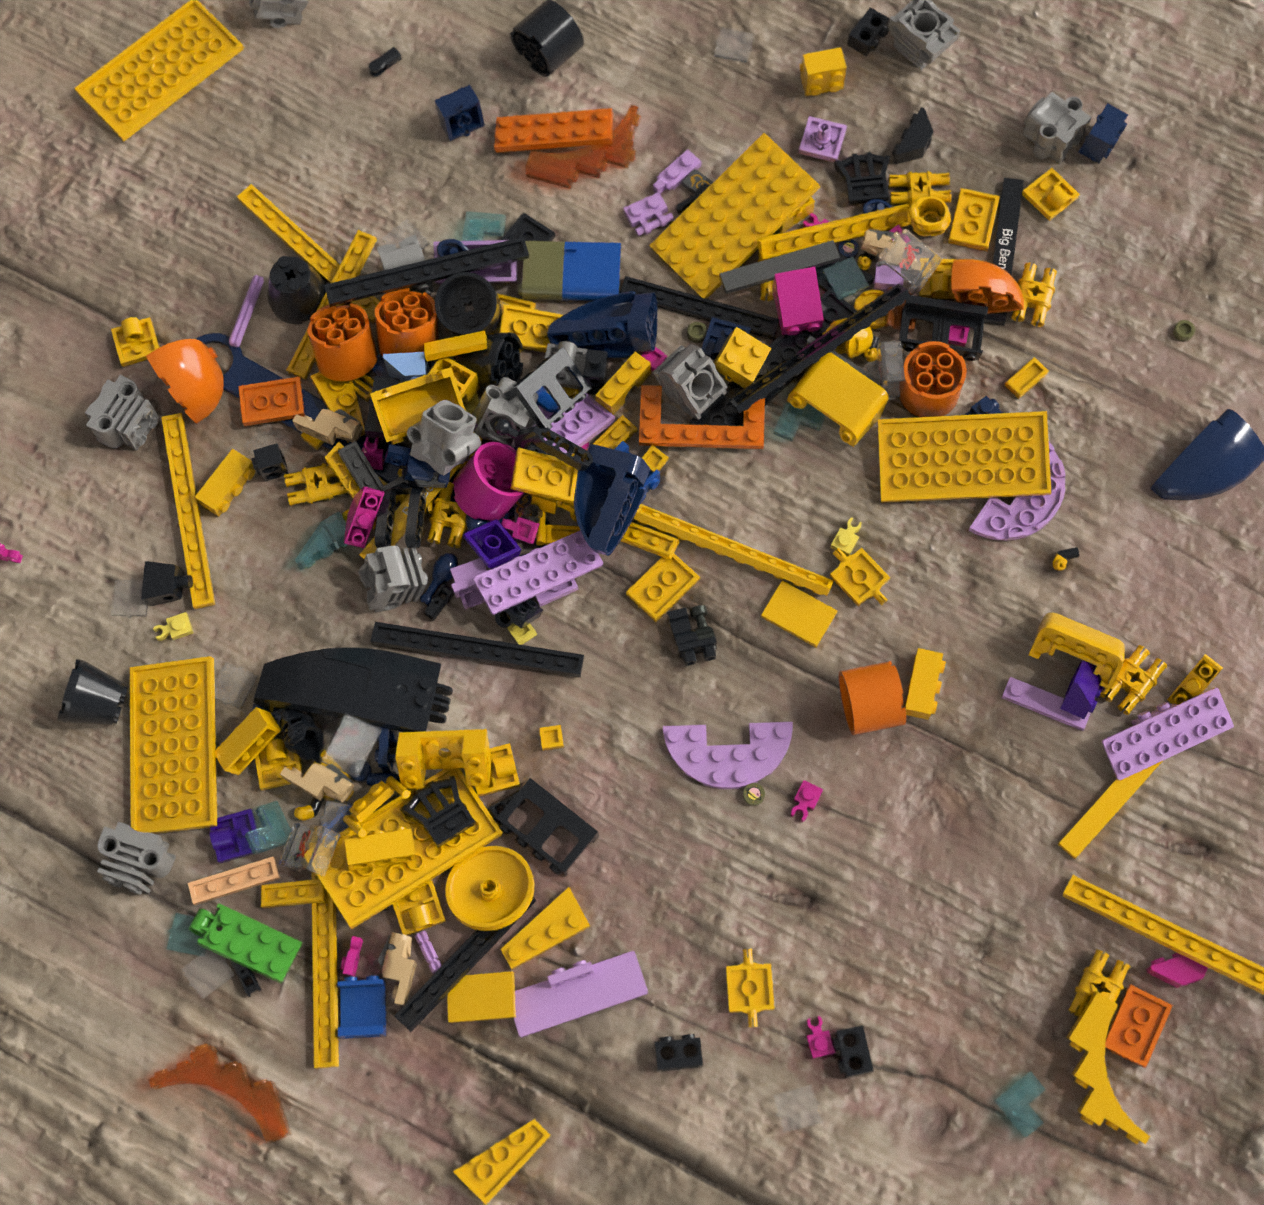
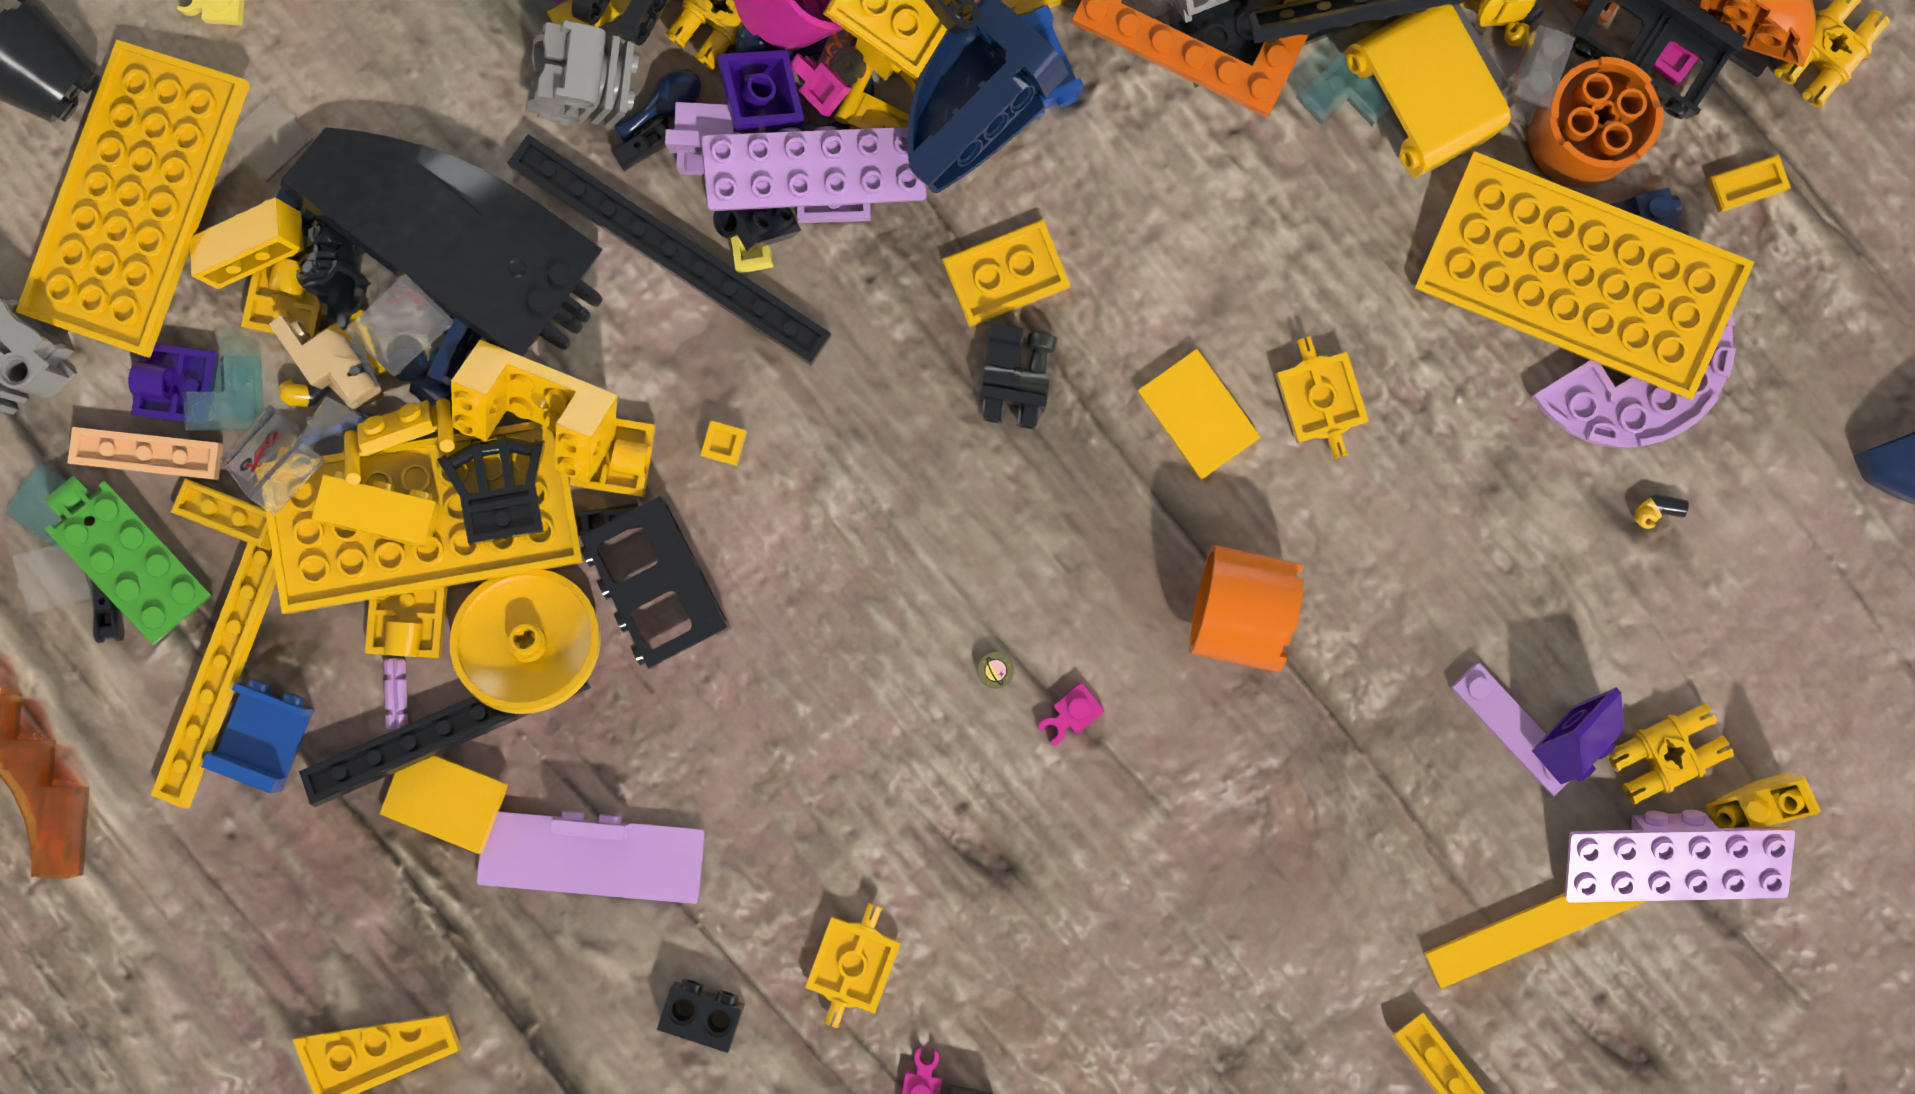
camera: 15 degrees right, 15 degrees up
(350, 963) = (271, 658): dark pink plate -> none
(397, 966) = (338, 697): tan plate -> none
(548, 929) = (594, 738): yellow wing -> none
(650, 540) = (1019, 192): yellow tile -> none
(655, 458) = (1084, 58): yellow plate -> none
(728, 764) = (979, 607): lavender plate -> none
(733, 549) = (1142, 264): yellow plate -> none
(846, 538) = (1329, 325): light yellow plate -> none
(924, 684) = (1340, 615): yellow brick -> none
(1082, 642) = (1617, 664): yellow windscreen -> none

